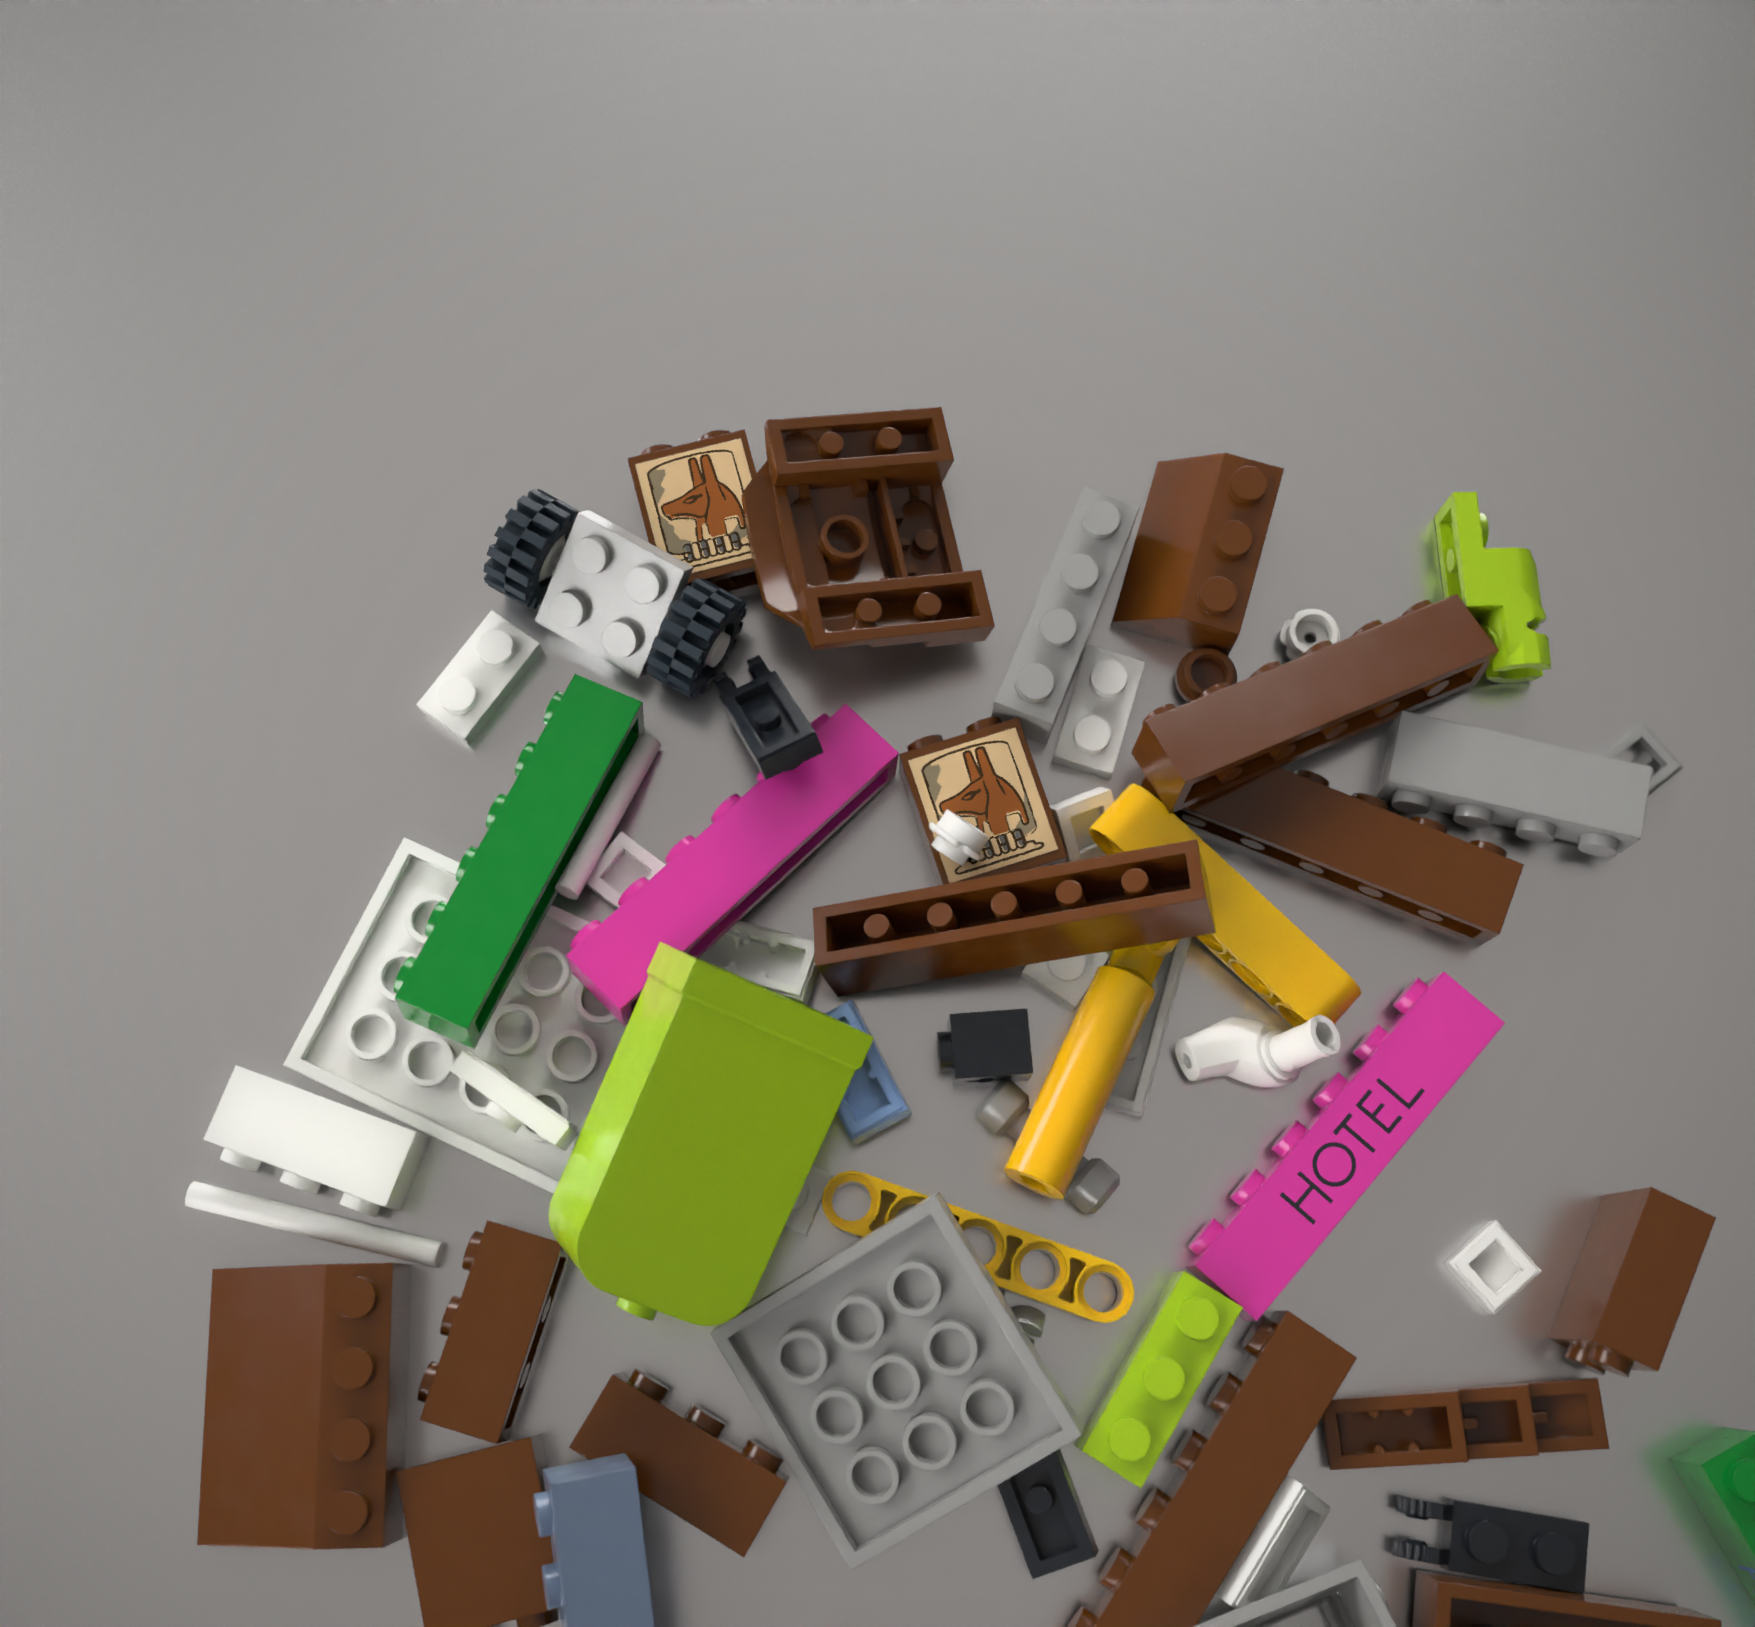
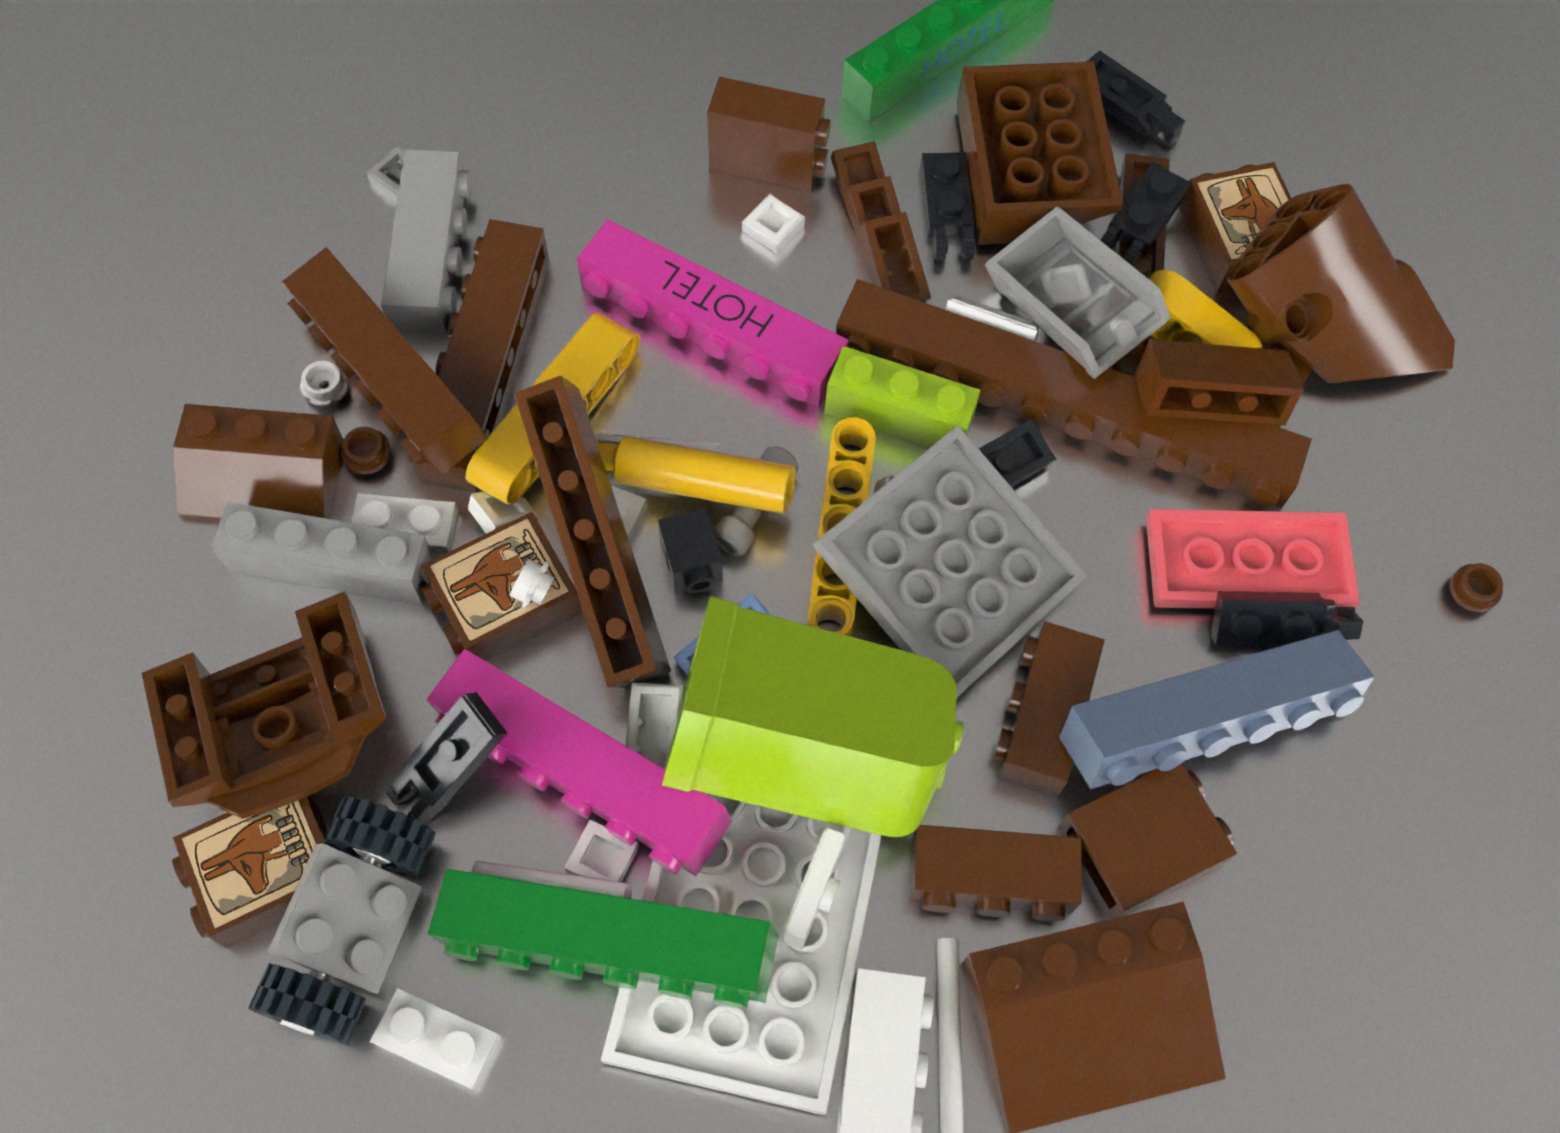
camera: 105 degrees left, 10 degrees down
(1256, 1050) = (656, 372): white arm -> none
(1496, 588) = (264, 266): lime plate -> none

